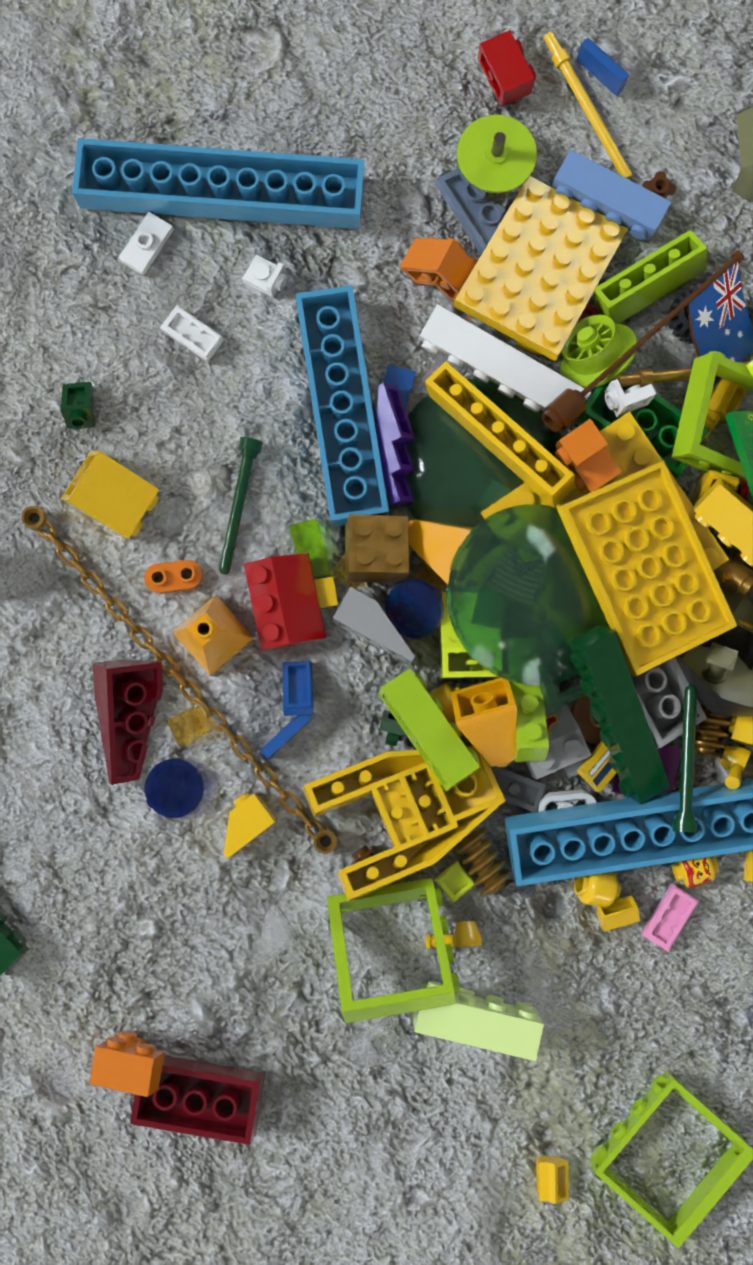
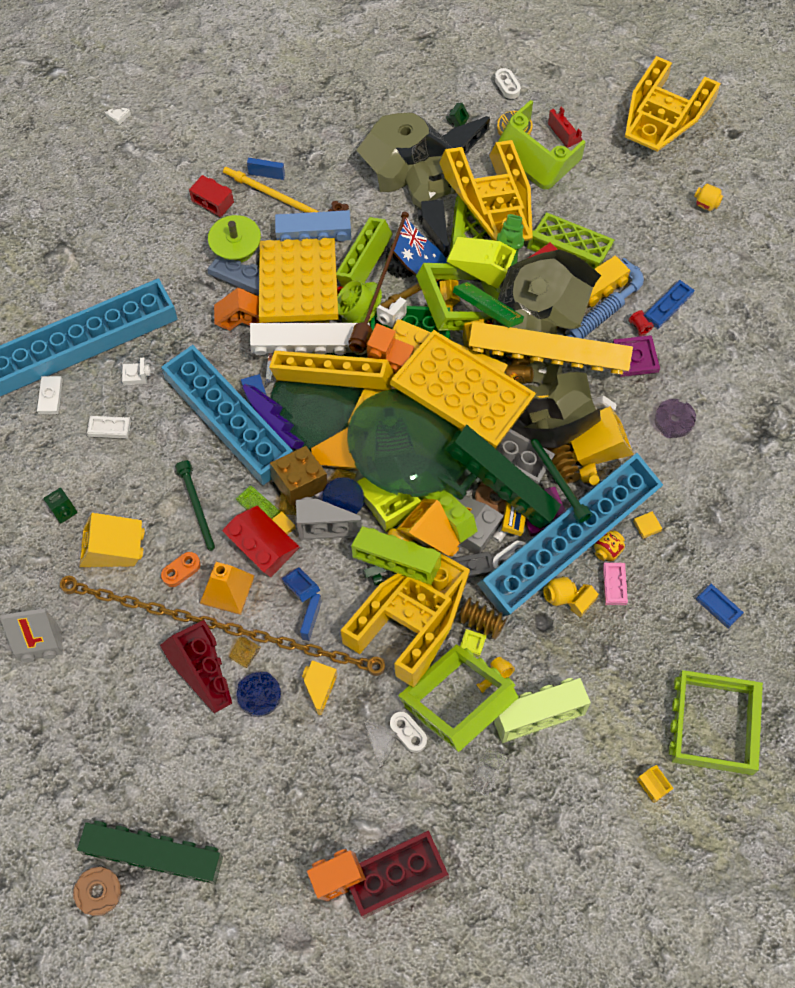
camera: 30 degrees left, 20 degrees down
(313, 941) = (409, 732): none -> white plate

